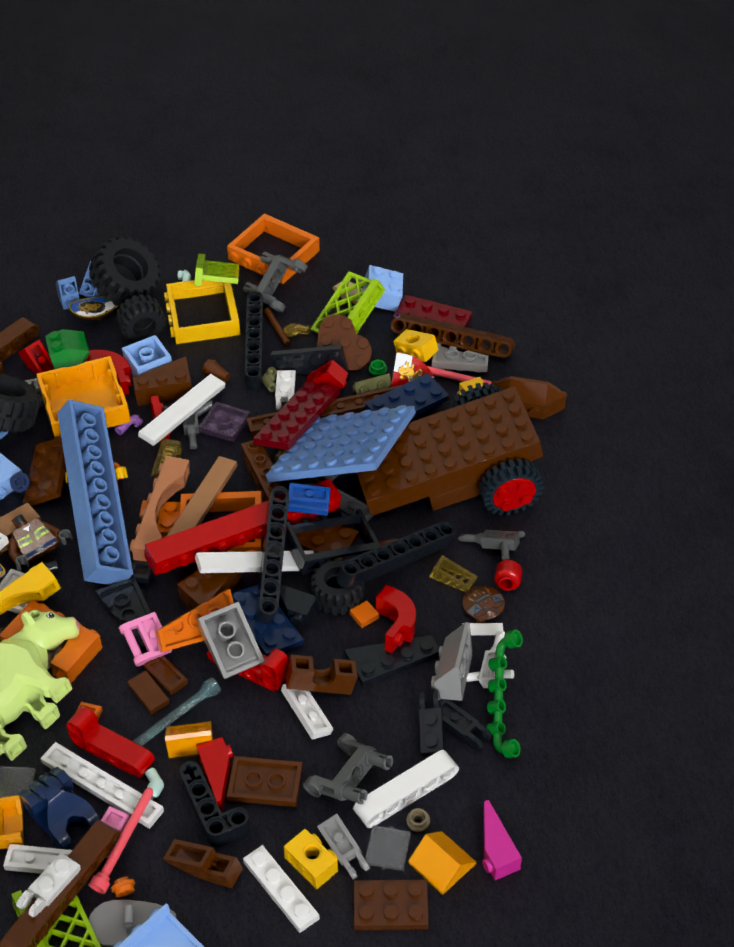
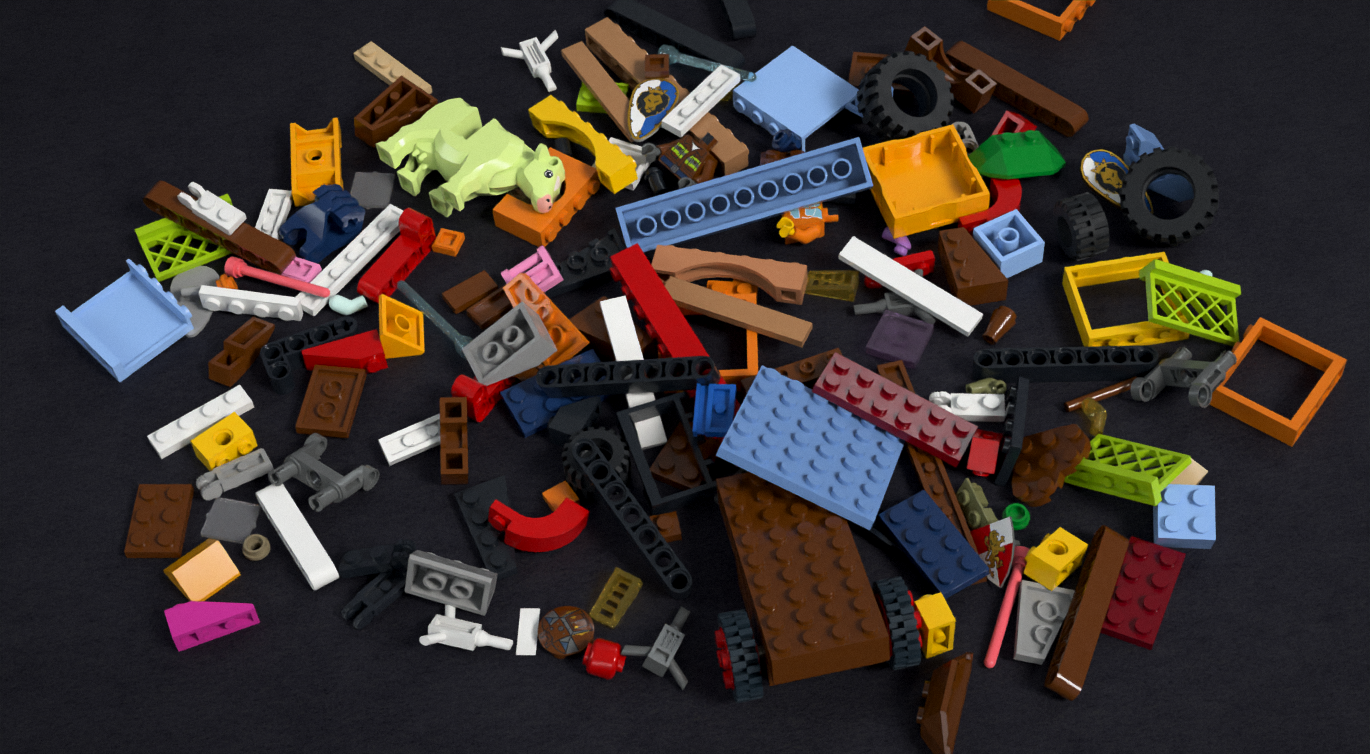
camera: 95 degrees right, 5 degrees up
(148, 865) = (251, 303): none -> white plate
(511, 747) = (451, 627): green bar -> none

